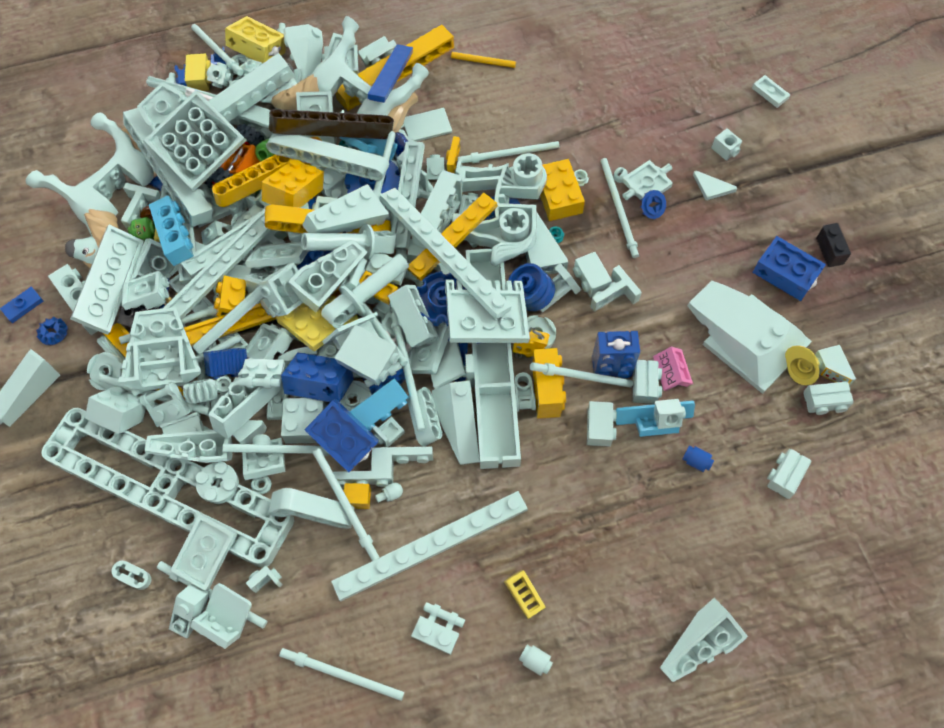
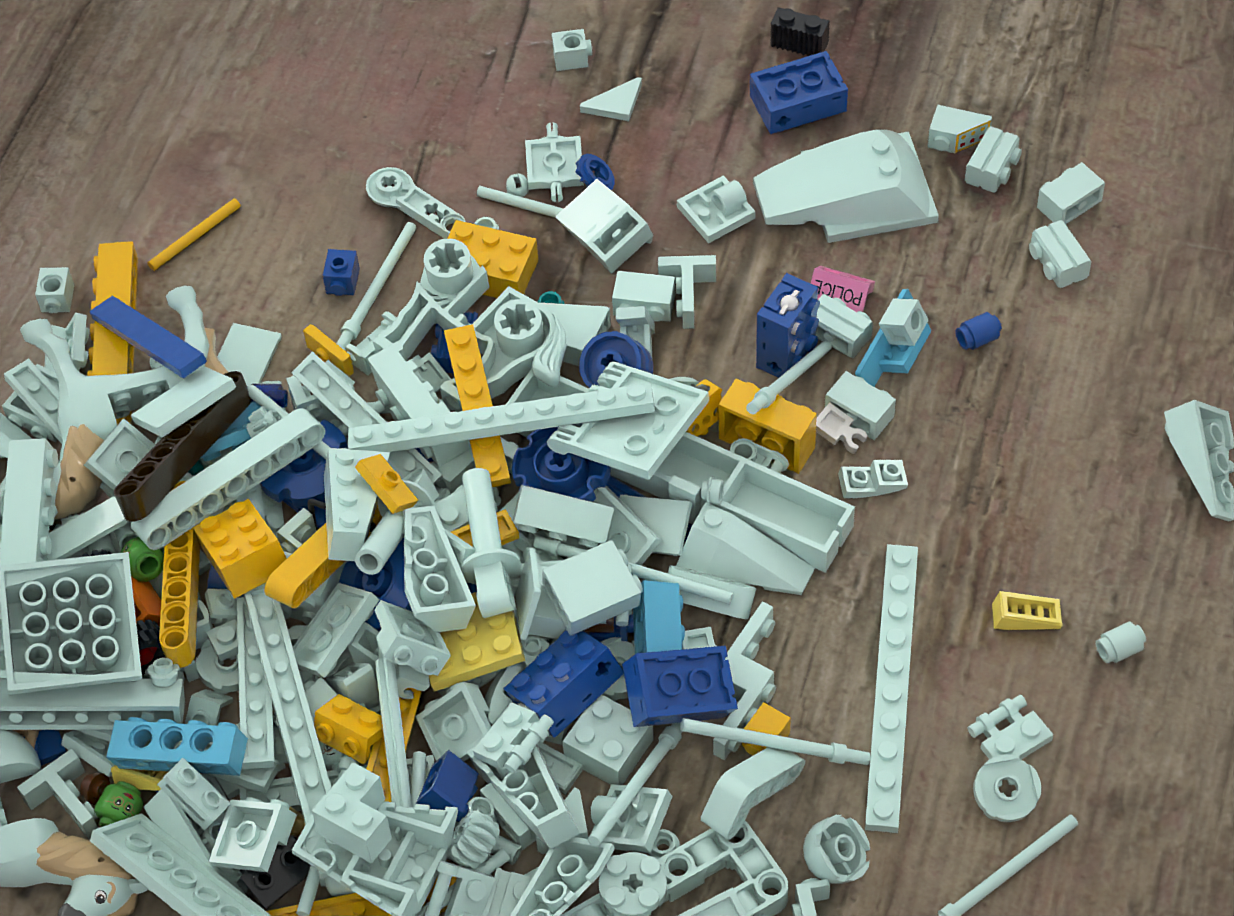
camera: 55 degrees left, 10 degrees down
(147, 252) = (193, 794): none -> light aqua bracket
(161, 322) = (351, 816): none -> light aqua brick
(206, 198) = (163, 672): none -> light aqua plate
(299, 575) = (836, 850): none -> light aqua cylinder
(355, 108) = (183, 401): none -> light aqua tile
(360, 221) = (386, 483): none -> yellow plate
(374, 148) = (262, 420): none -> light aqua gear
(384, 646) = (1017, 773): none -> light aqua plate
(390, 492) = (786, 692): light aqua cylinder -> none
(407, 26) = (54, 290): none -> light aqua brick
(477, 380) = (713, 491): none -> light aqua plate
(504, 131) = (341, 272): none -> blue brick
(557, 459) = (876, 480): none -> light aqua slope
(573, 132) = (410, 199): none -> light aqua beam
(577, 418) = (835, 426): none -> white plate
(620, 229) = (605, 225): none -> light aqua slope
(678, 275) = (717, 208): none -> light aqua plate
(802, 365) = (937, 155): light yellow piece -> none
(838, 455) = (1070, 194): none -> light aqua brick

